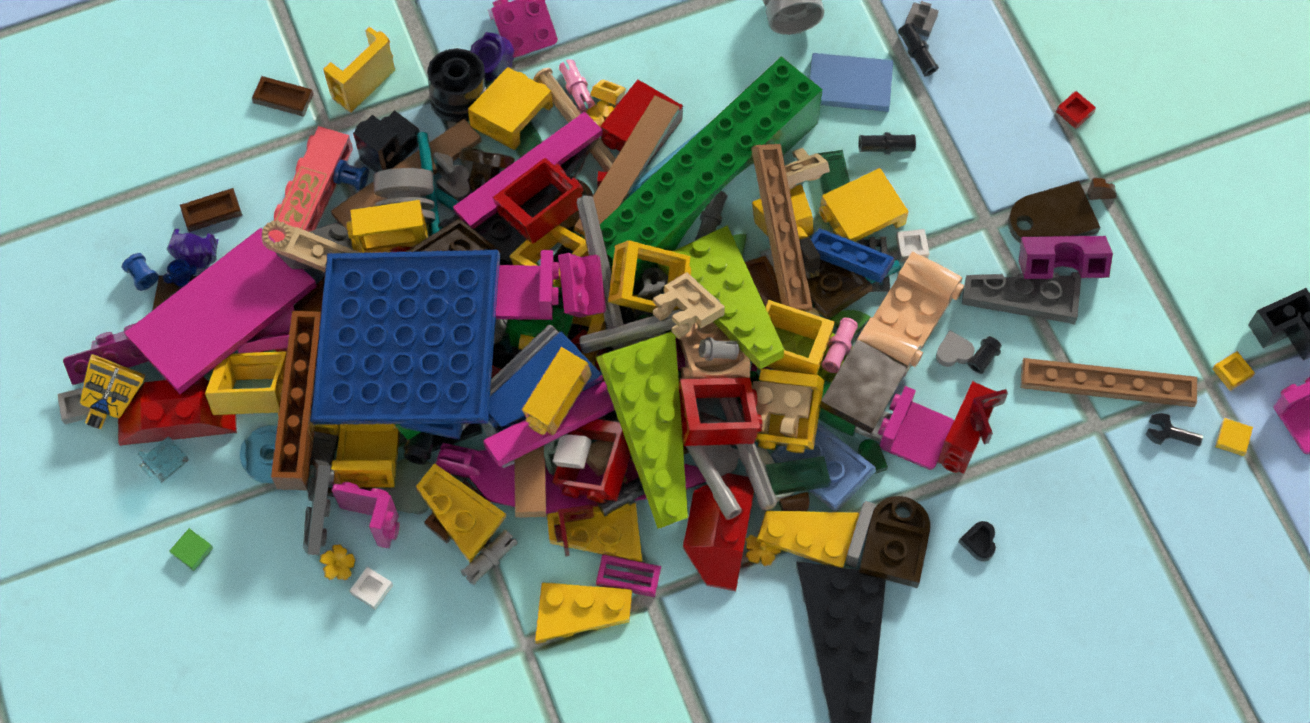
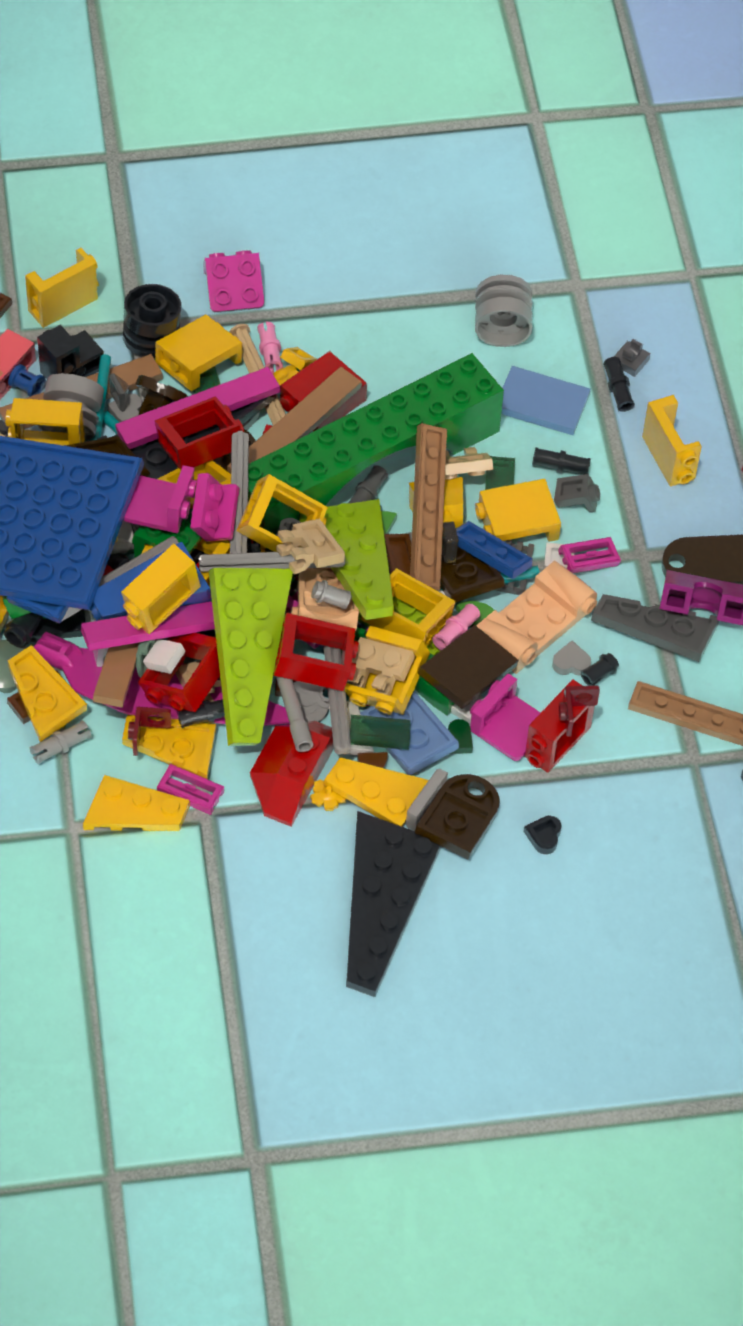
camera: 10 degrees right, 10 degrees down
(495, 54) = (196, 301): dark purple hair -> none
(911, 172) = (577, 491): none -> dark grey bracket
(926, 245) = (591, 559): none -> dark pink tile
(984, 105) = (675, 459): none -> yellow panel

